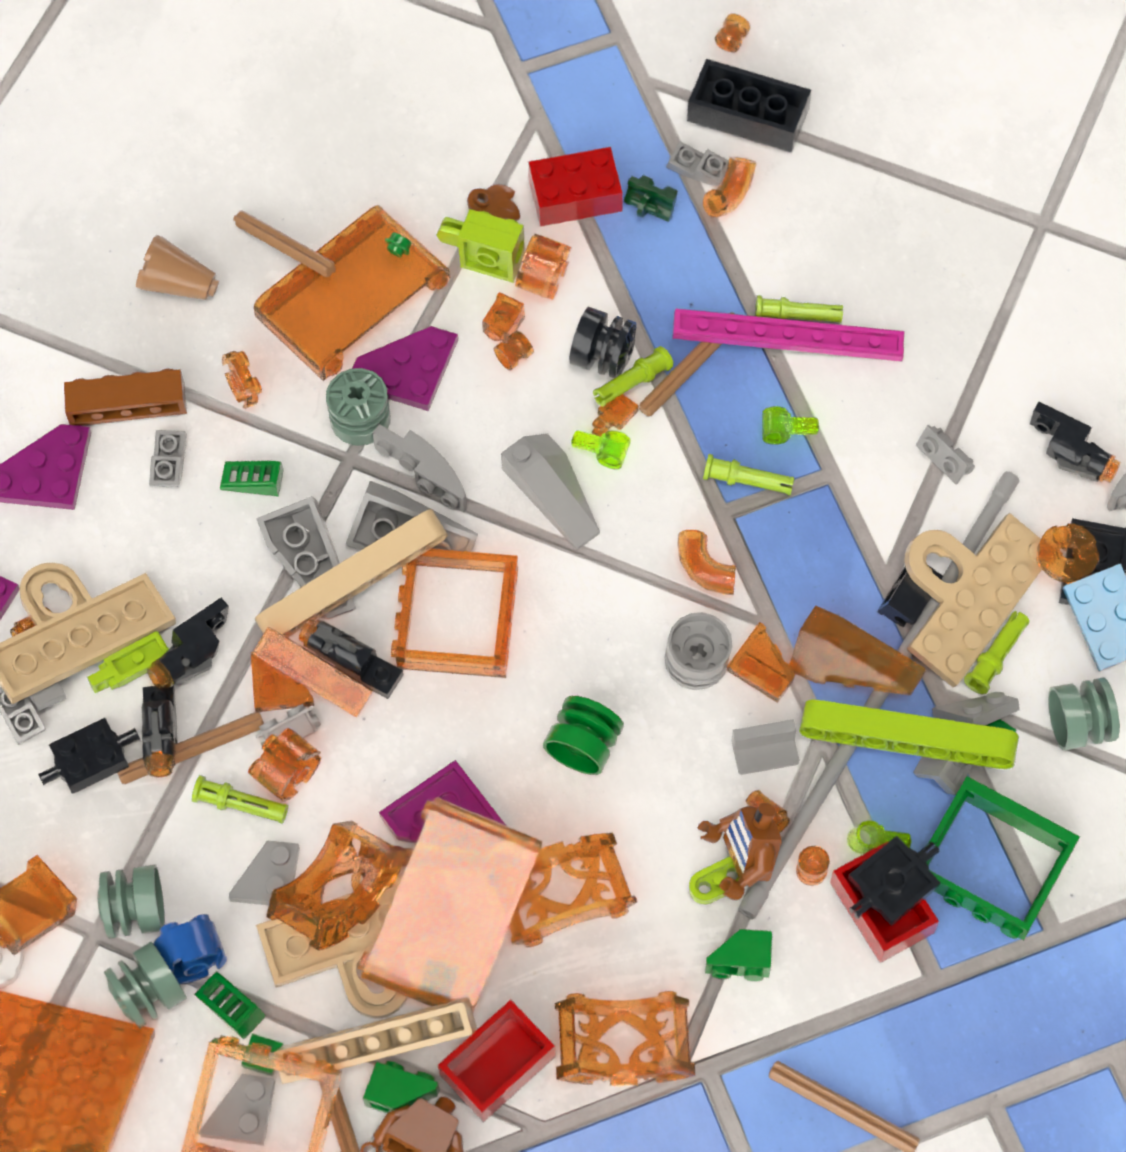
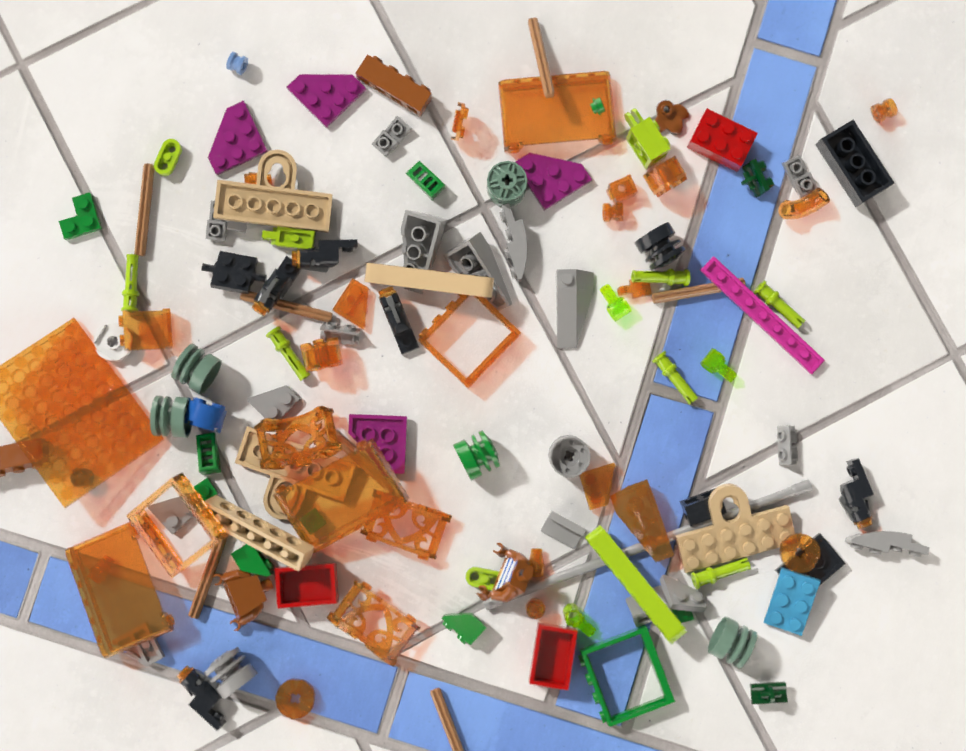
camera: 35 degrees right, 20 degrees up
(175, 272) = (472, 30): medium nougat cone -> none
(312, 671) = (372, 314): clear orange plate -> none
(701, 566) = (610, 409): clear orange cylinder -> none
(894, 880) = (562, 655): black plate -> none

